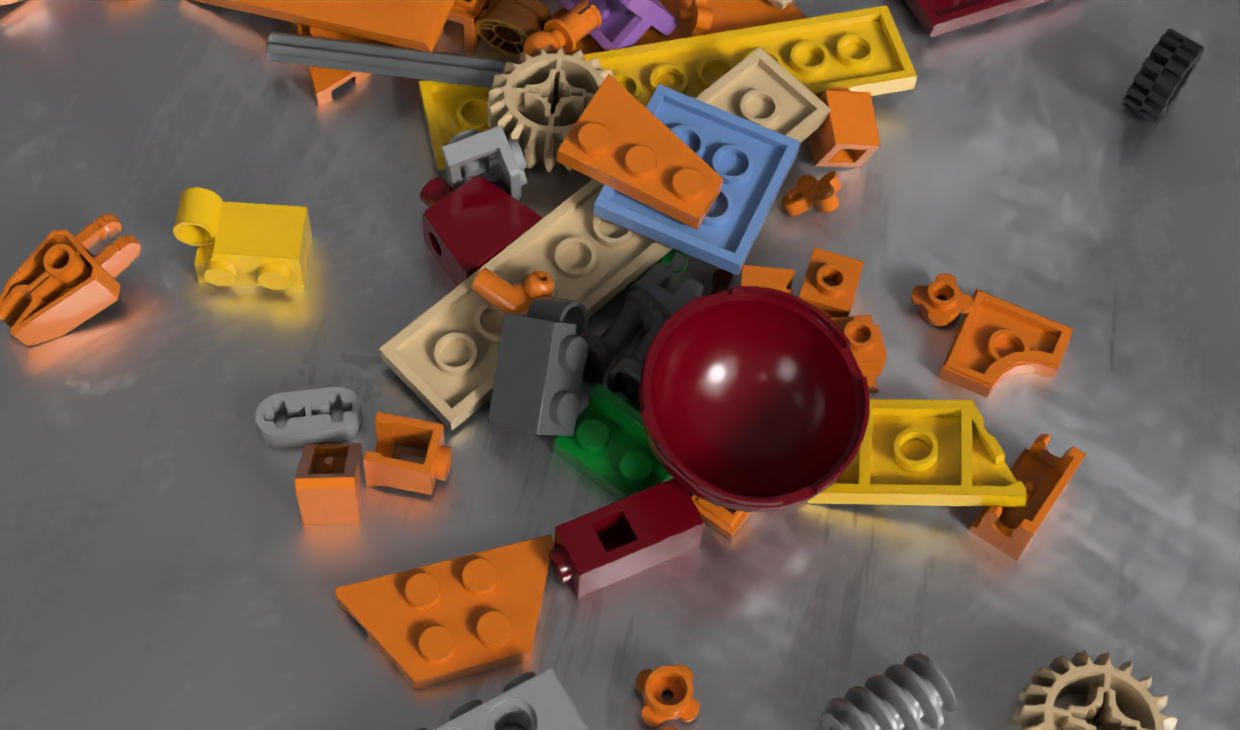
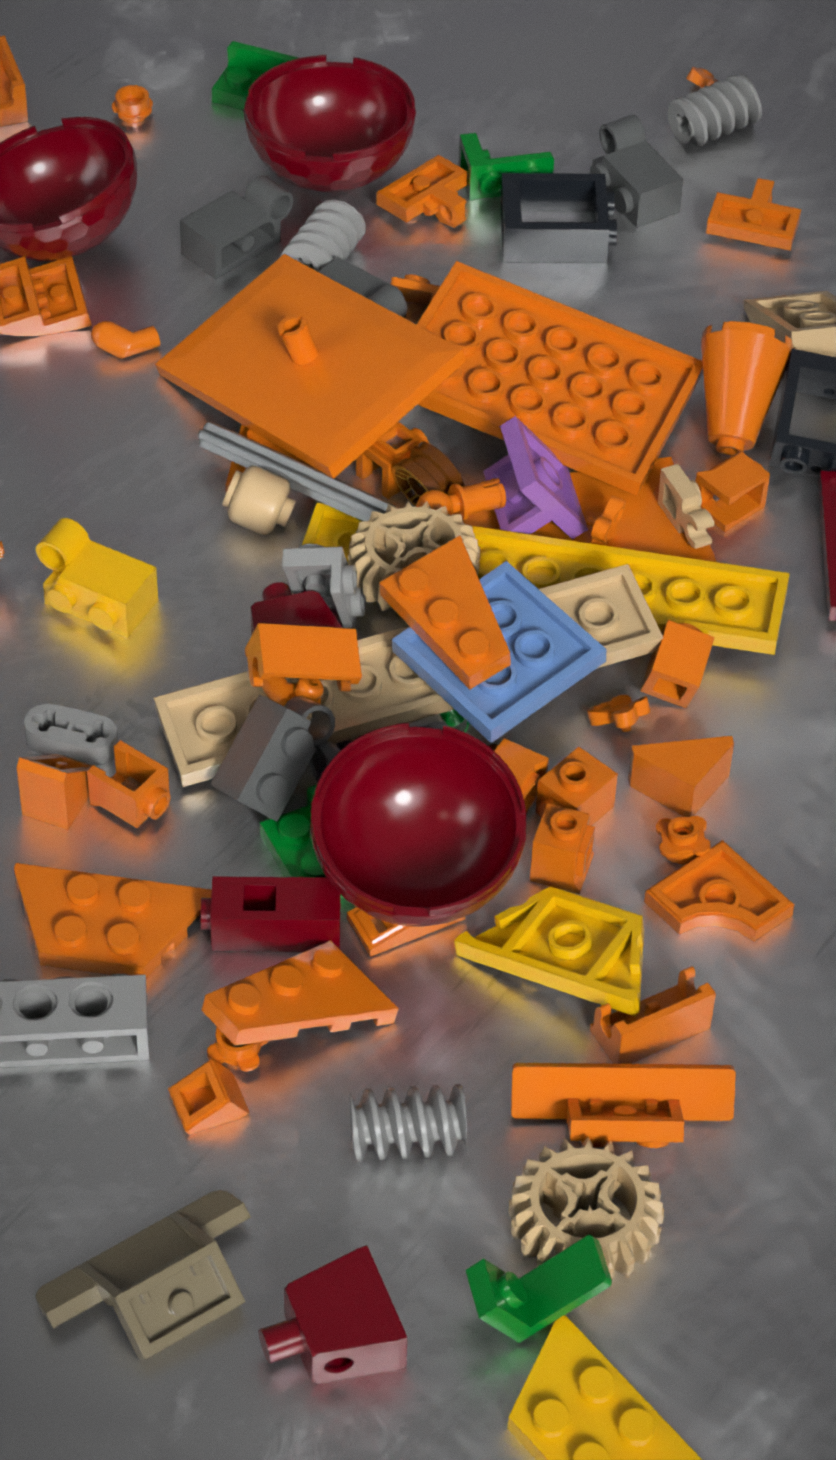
camera: 30 degrees right, 10 degrees down
(360, 97) = (258, 500): none -> tan head
(521, 254) = (303, 653): none -> orange hinge
(702, 621) = (298, 994): none -> orange wing
(904, 237) = (681, 772): none -> orange slope
(1057, 601) = (623, 1100): none -> orange bracket

